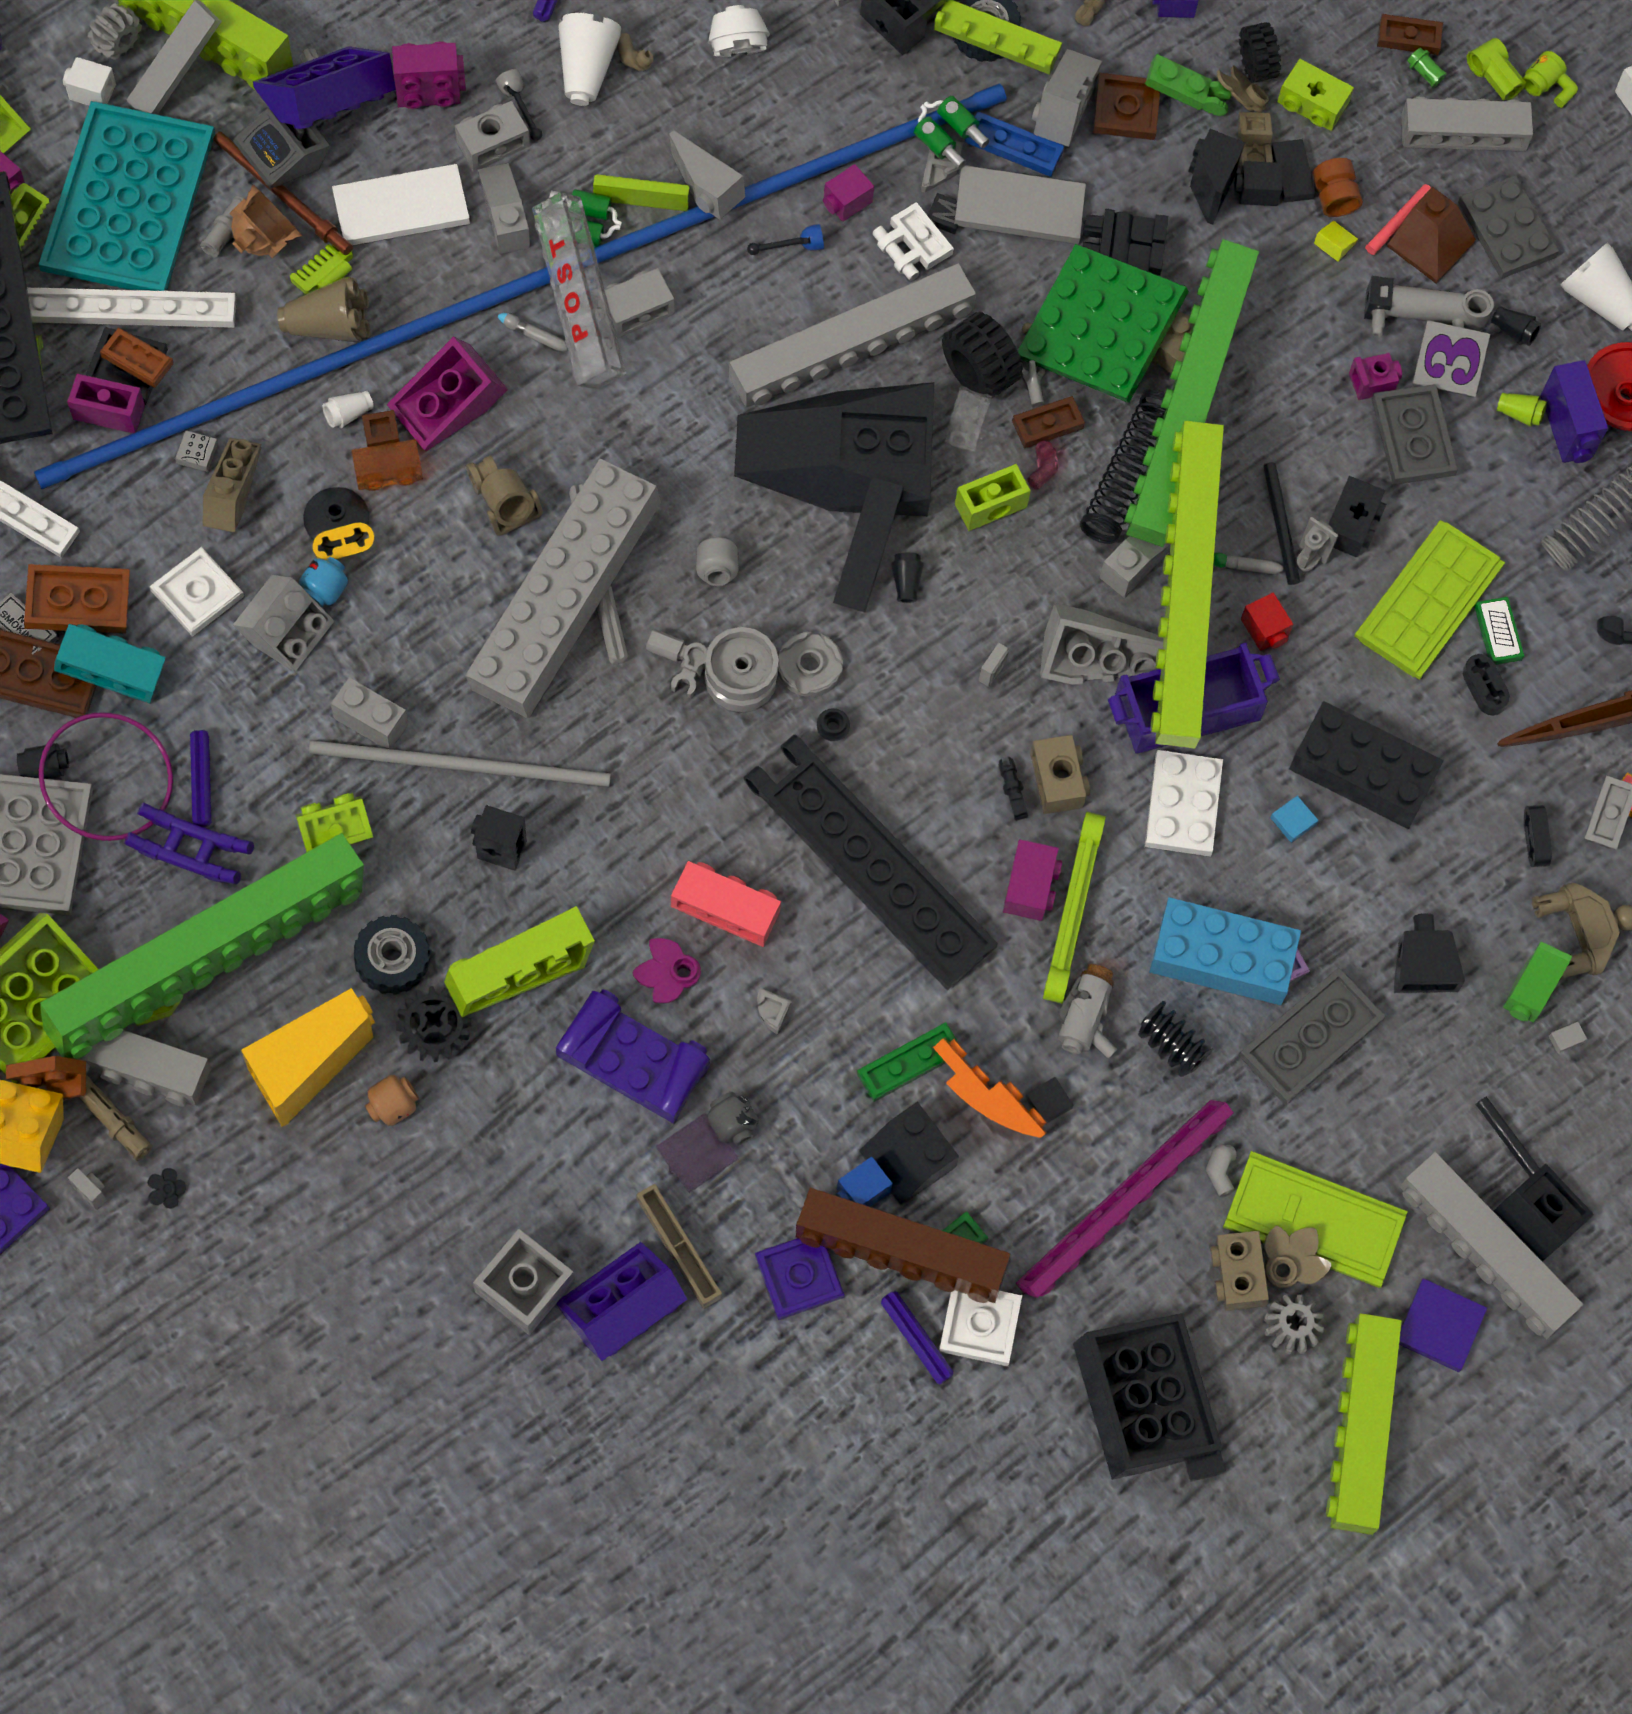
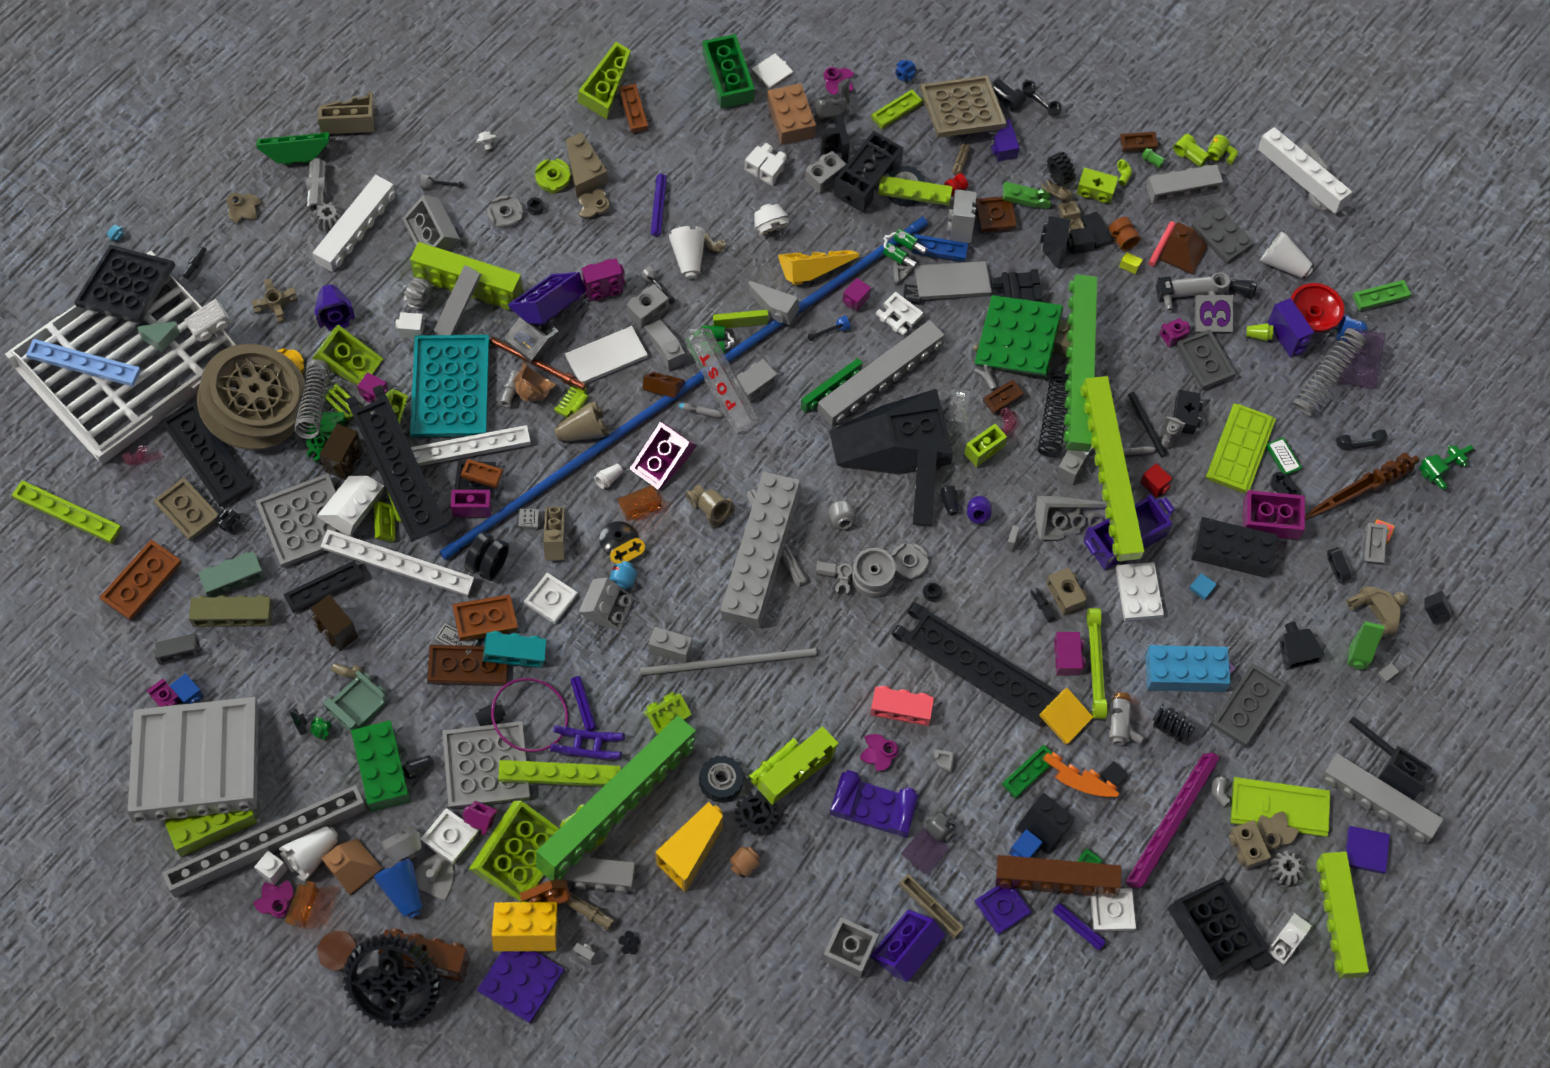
camera: 10 degrees left, 5 degrees down
(105, 497) = (486, 556): none -> black wheel
(118, 881) = (556, 773): none -> lime plate
(380, 428) = (630, 483): reddish brown plate -> none
(471, 949) = (767, 765): none -> lime pin
(480, 273) = (662, 384): none -> reddish brown slope
(499, 837) = (764, 697): black brick -> none
(718, 356) = (811, 400): none -> green plate
(774, 128) = (802, 267): none -> yellow wedge
(950, 604) = (979, 510): none -> dark purple head
(982, 355) = (958, 367): black tyre -> none
(996, 983) = (1066, 716): none -> yellow tile
(1077, 39) = (958, 183): none -> red wheel
(1263, 1441) = (1289, 938): none -> white slope
(1372, 81) = (1125, 172): none -> lime arm
(1451, 723) = (1275, 513): none -> magenta brick

